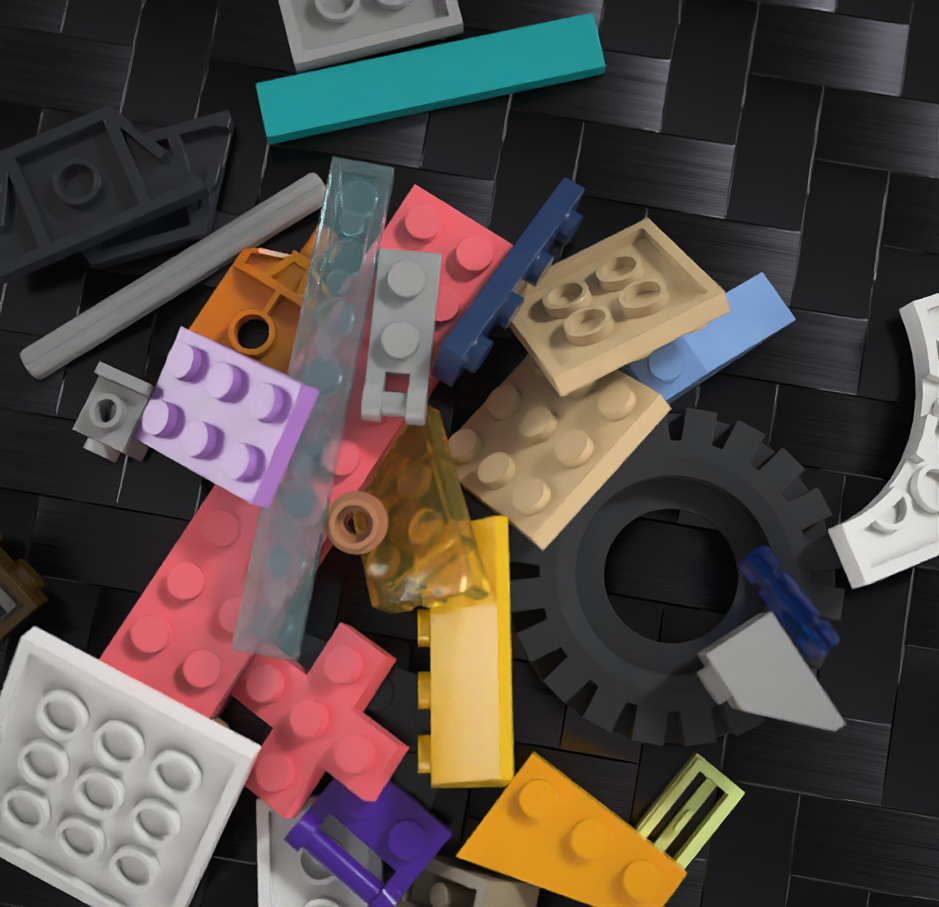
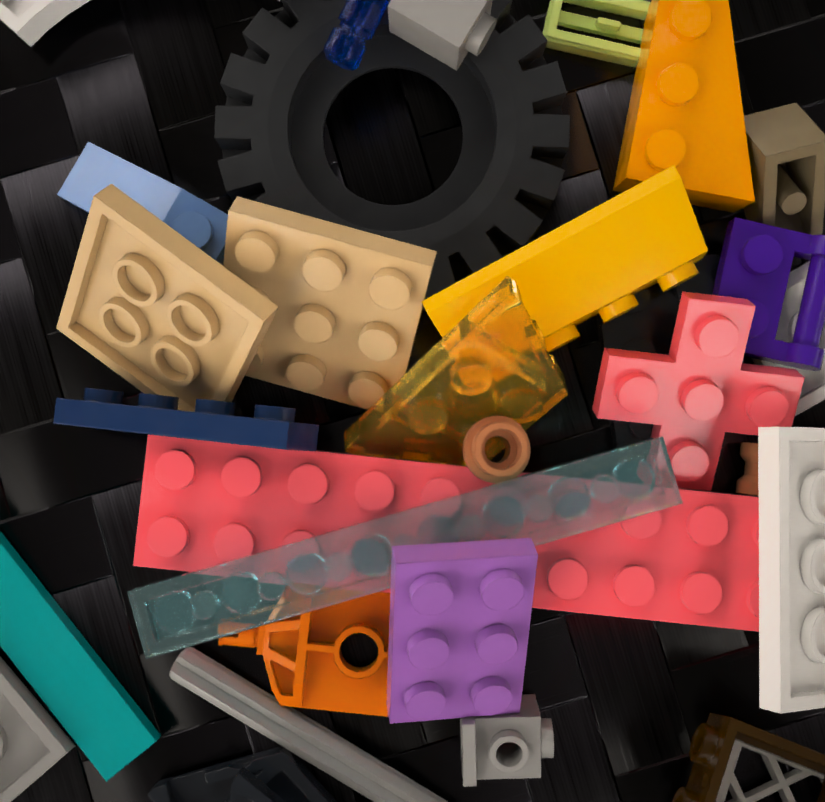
camera: 115 degrees left, 5 degrees up
(402, 334) = (290, 498): light grey plate -> none

